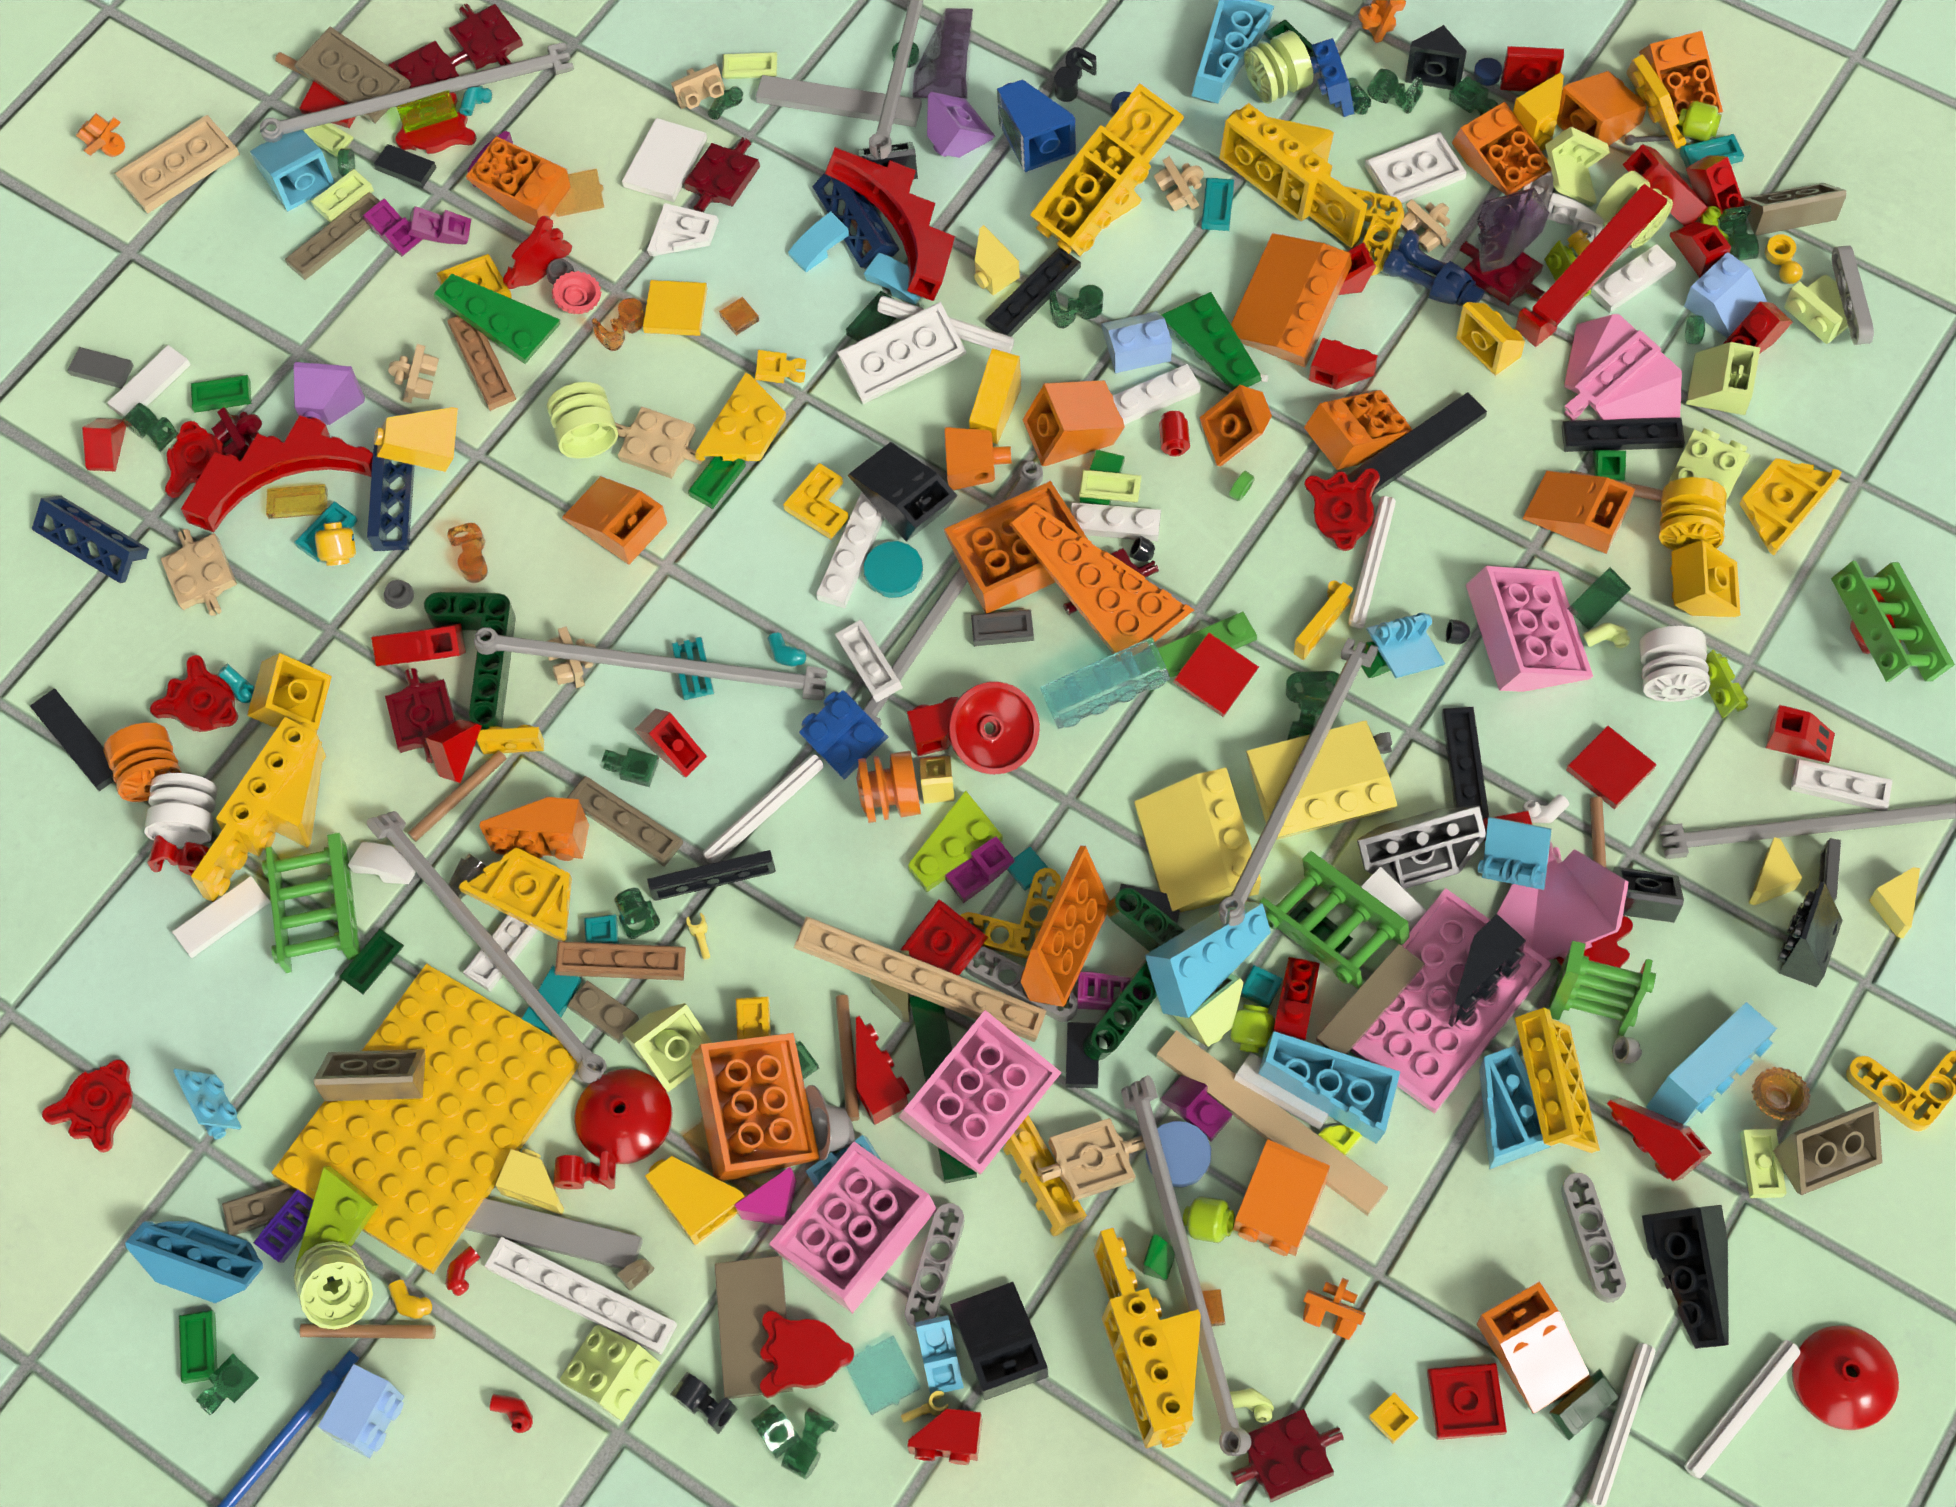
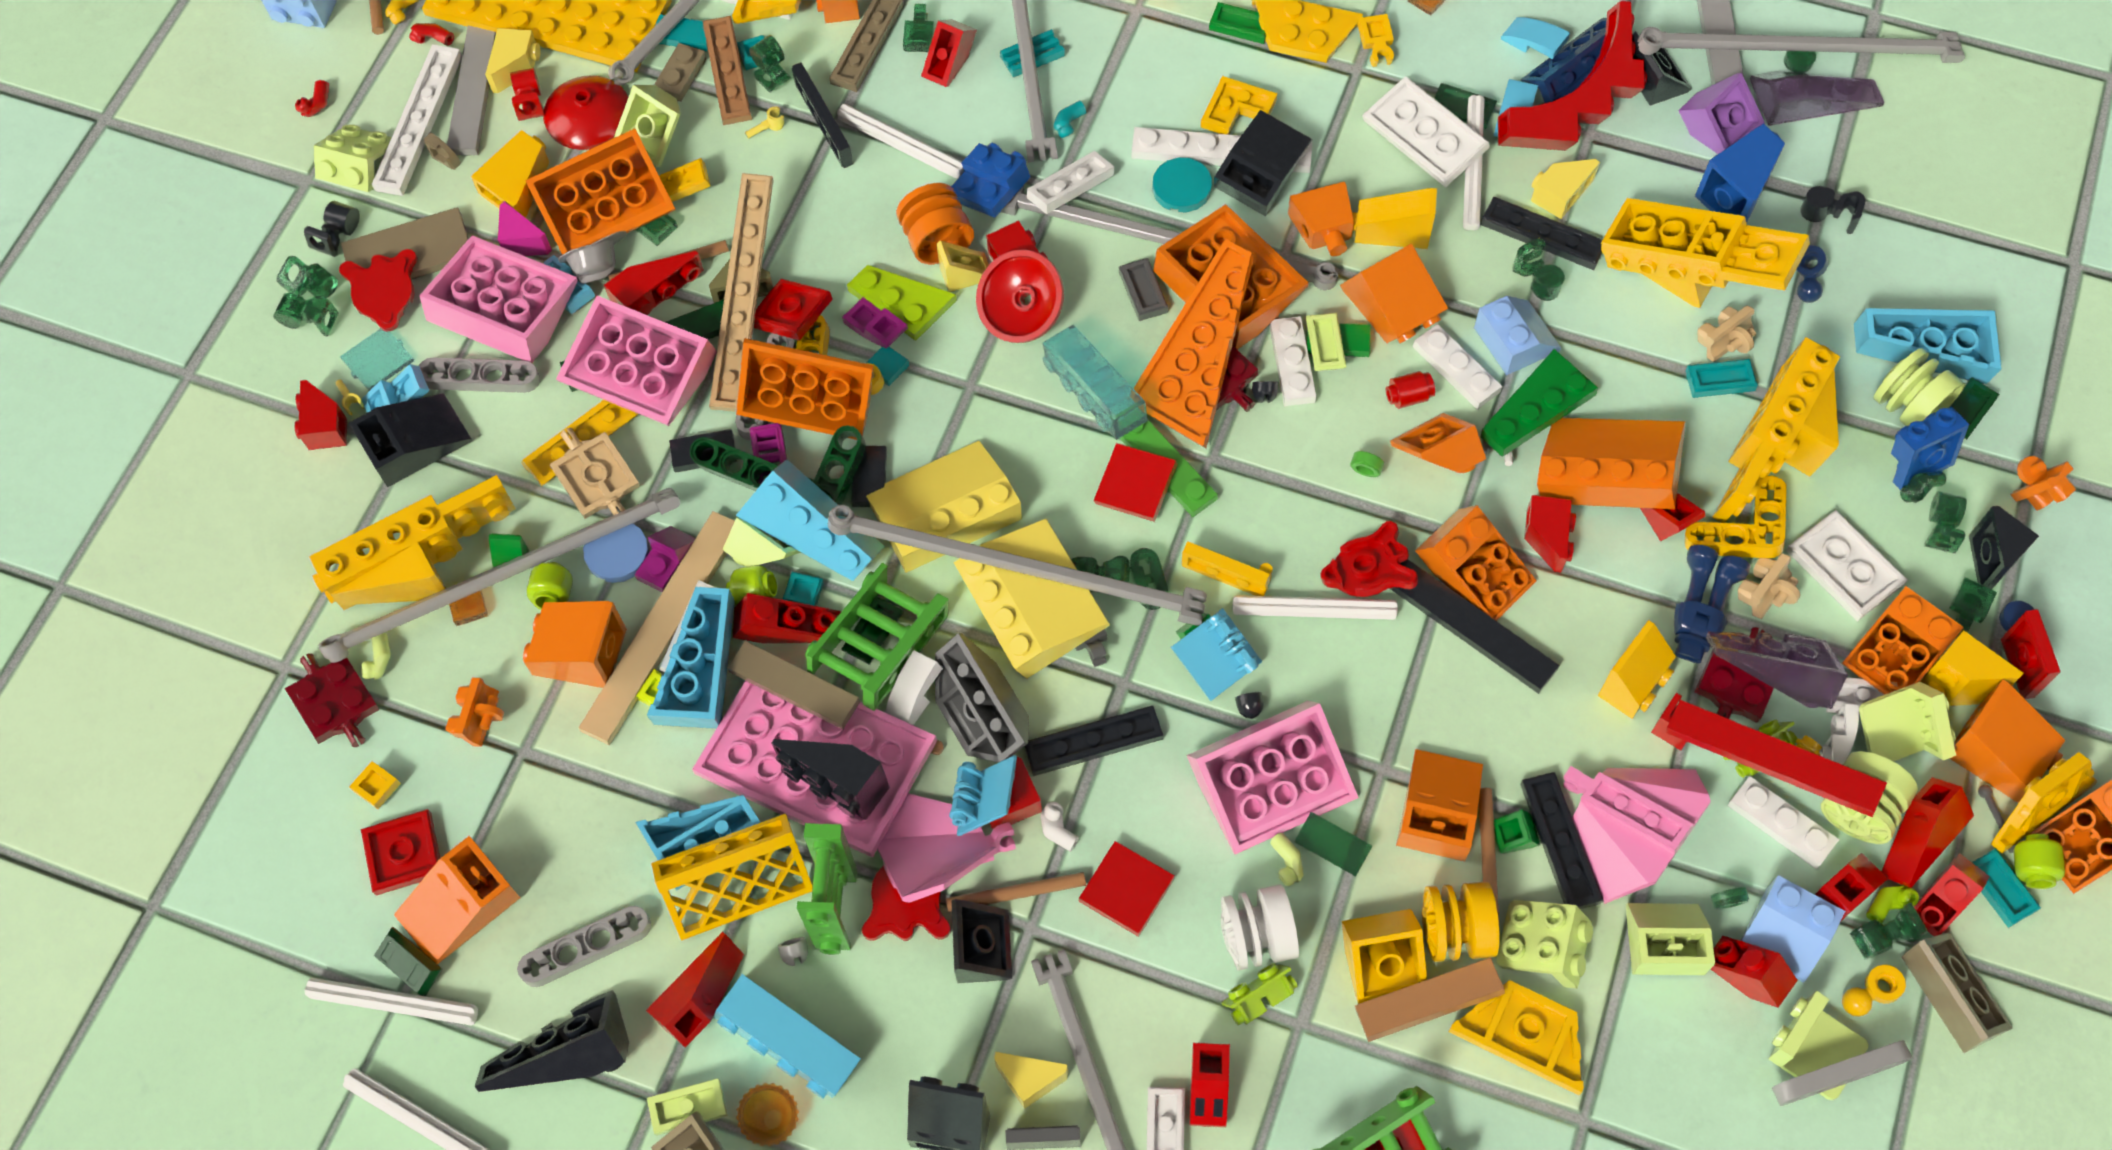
camera: 75 degrees right, 0 degrees up
(1750, 559) = (1429, 999): none -> medium nougat tile

